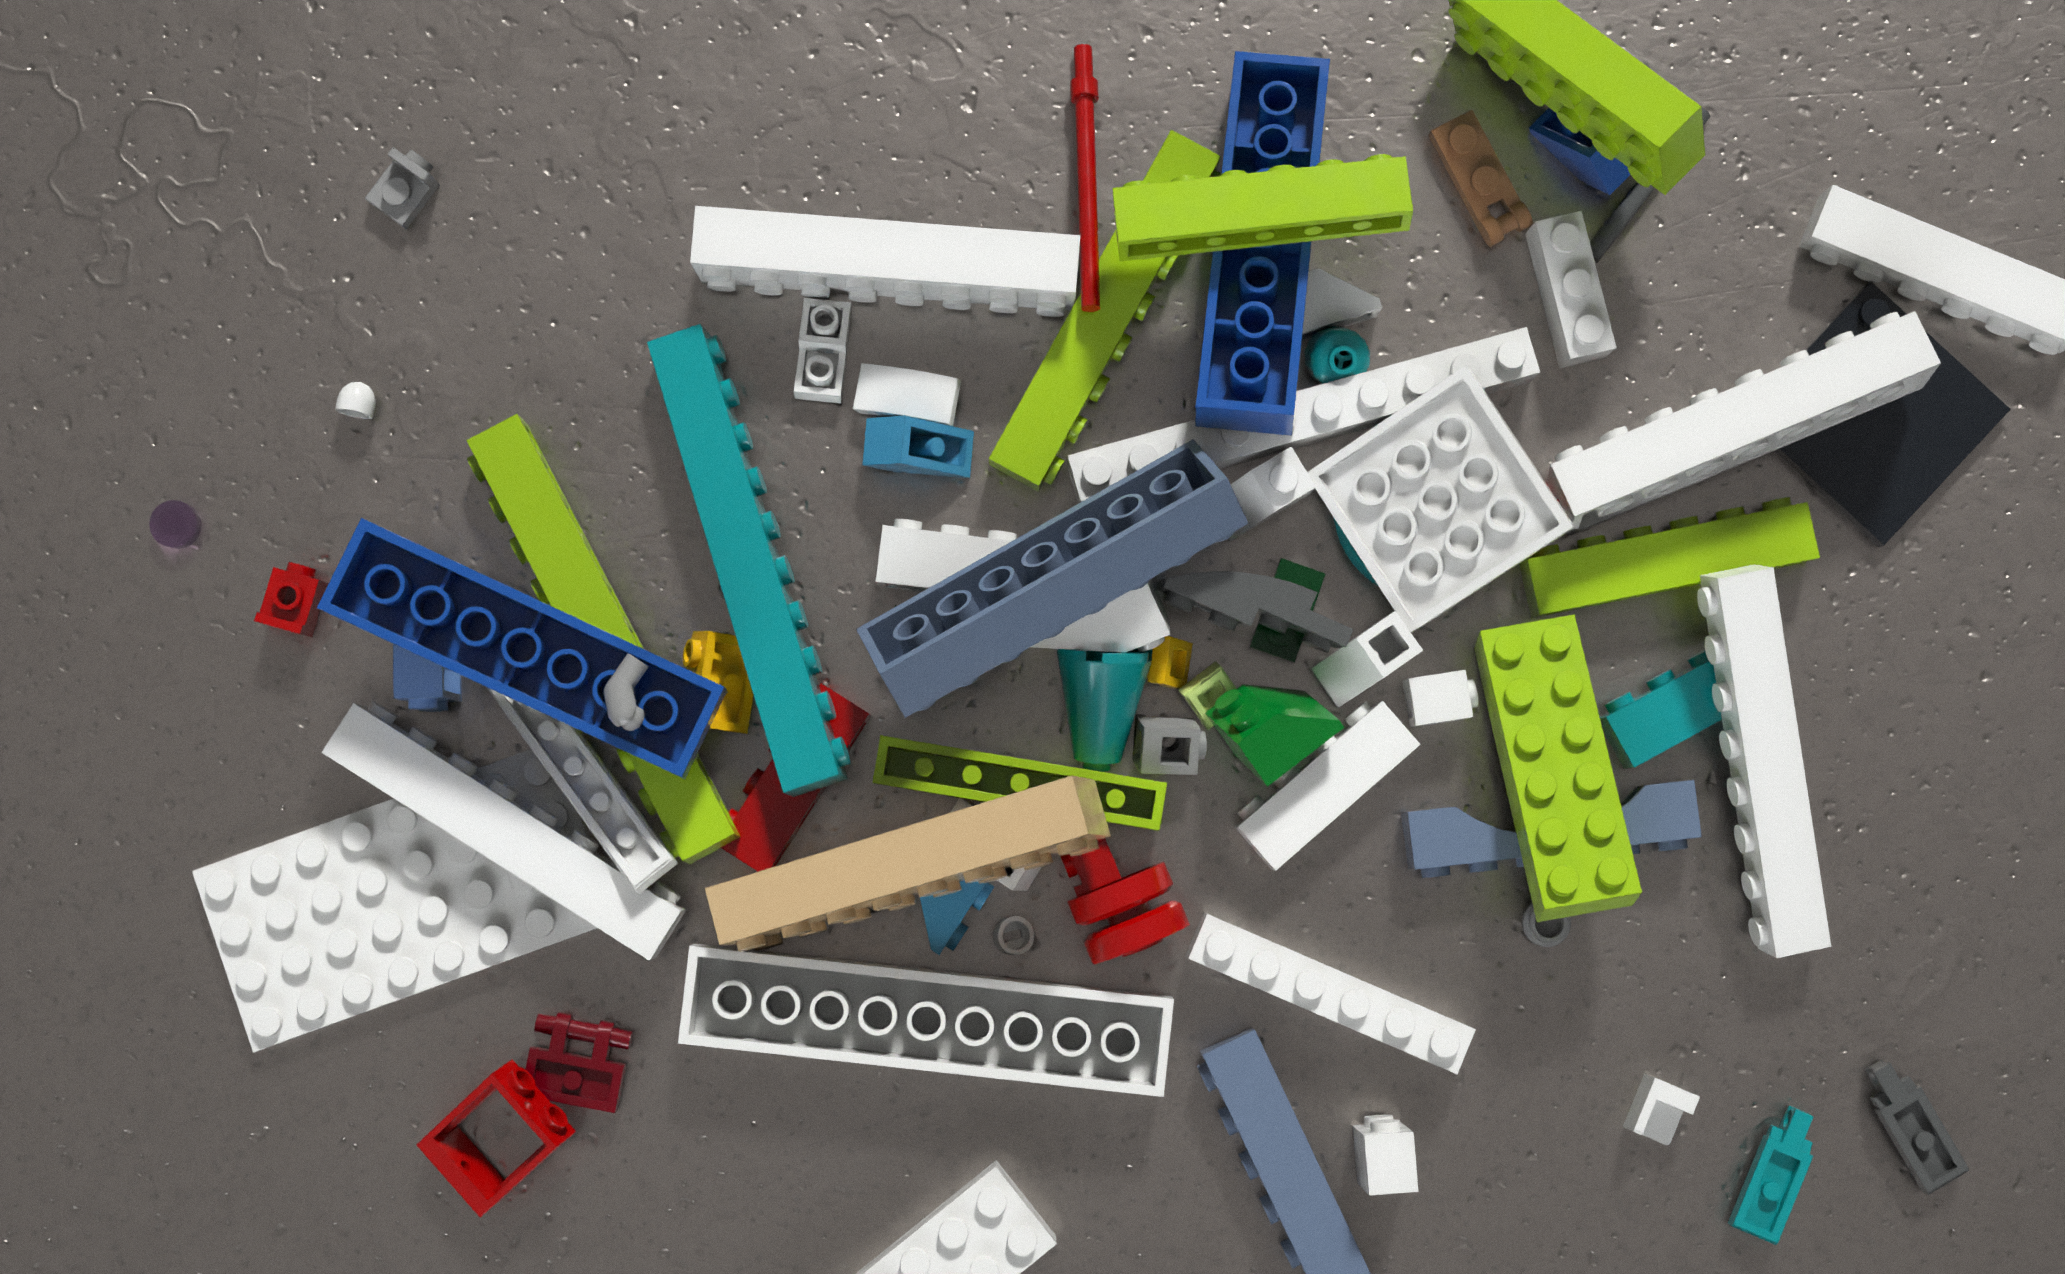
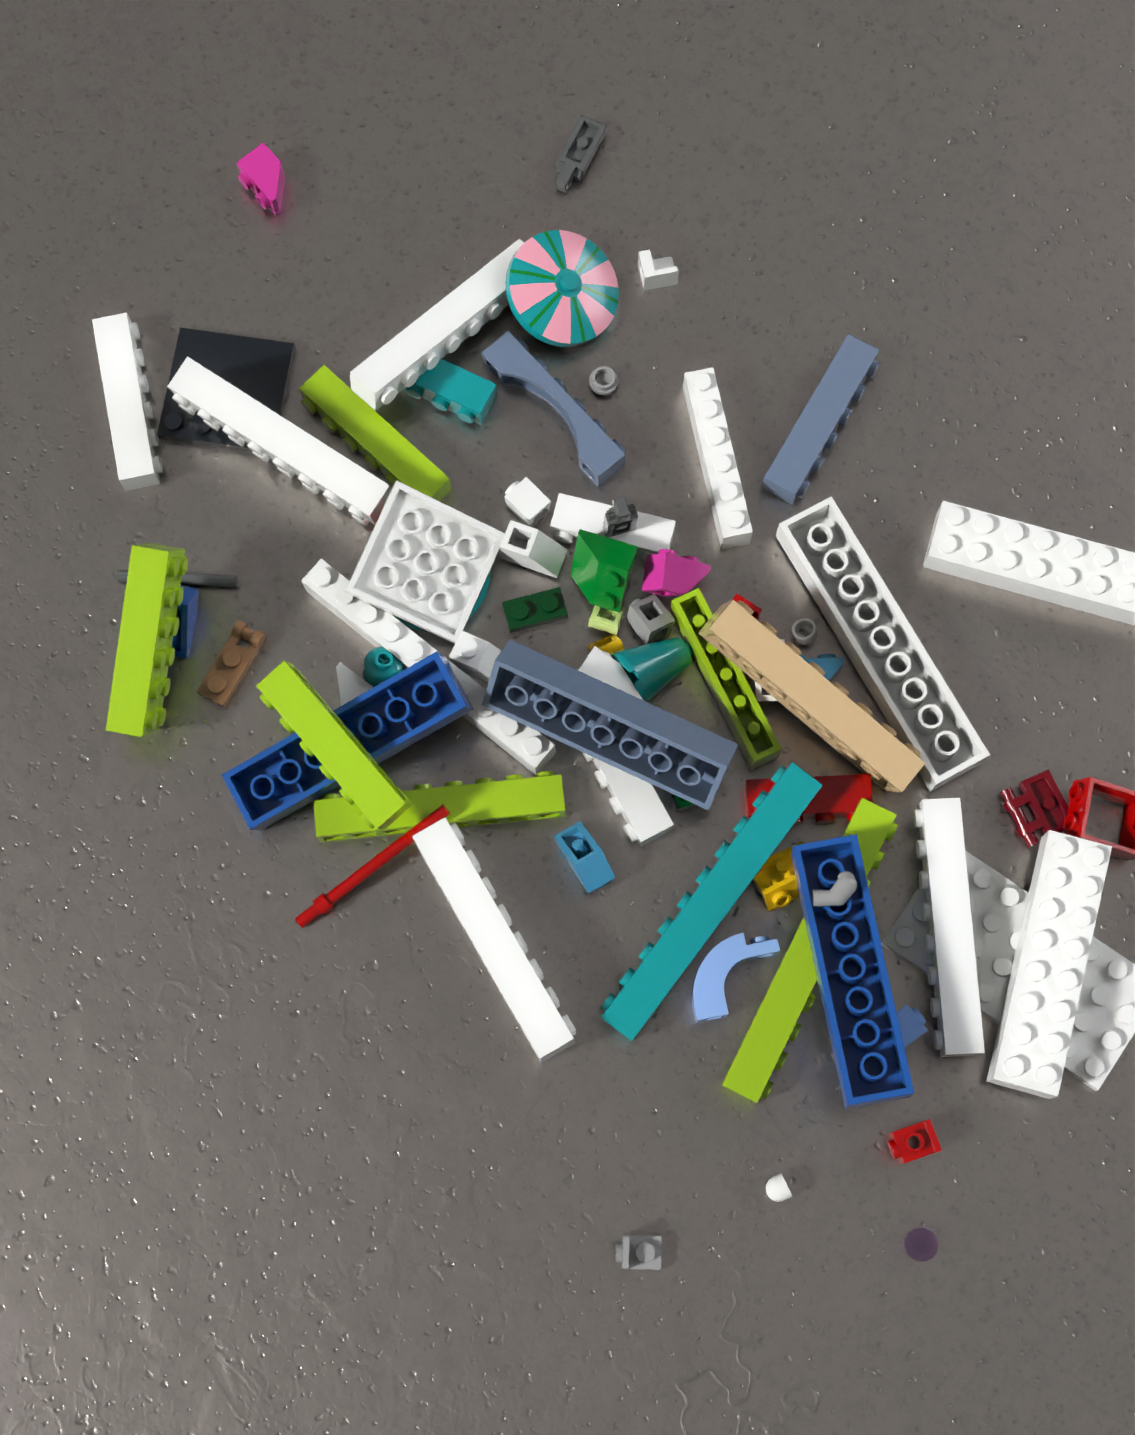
camera: 120 degrees left, 10 degrees down
(371, 918) = (1049, 965): none -> white brick
(593, 794) = (898, 882): white tile -> none
(668, 514) = (708, 987): none -> light blue arch
(822, 350) = (566, 947): white slope -> none
(906, 392) = (559, 882): white slope -> none
(1130, 918) = (752, 574): red wheel -> none
(1202, 810) = (672, 575): none -> dark pink slope
(1238, 596) = (543, 622): dark grey slope -> none
(1318, 785) = (620, 518): none -> dark grey hinge
(1385, 1156) = (779, 375): white brick -> none
(1556, 769) = (524, 417): lime brick -> none
(1570, 289) = (263, 576): white brick -> none
(1716, 954) = (562, 288): none -> dish
(1774, 1178) = (650, 198): teal hinge -> none

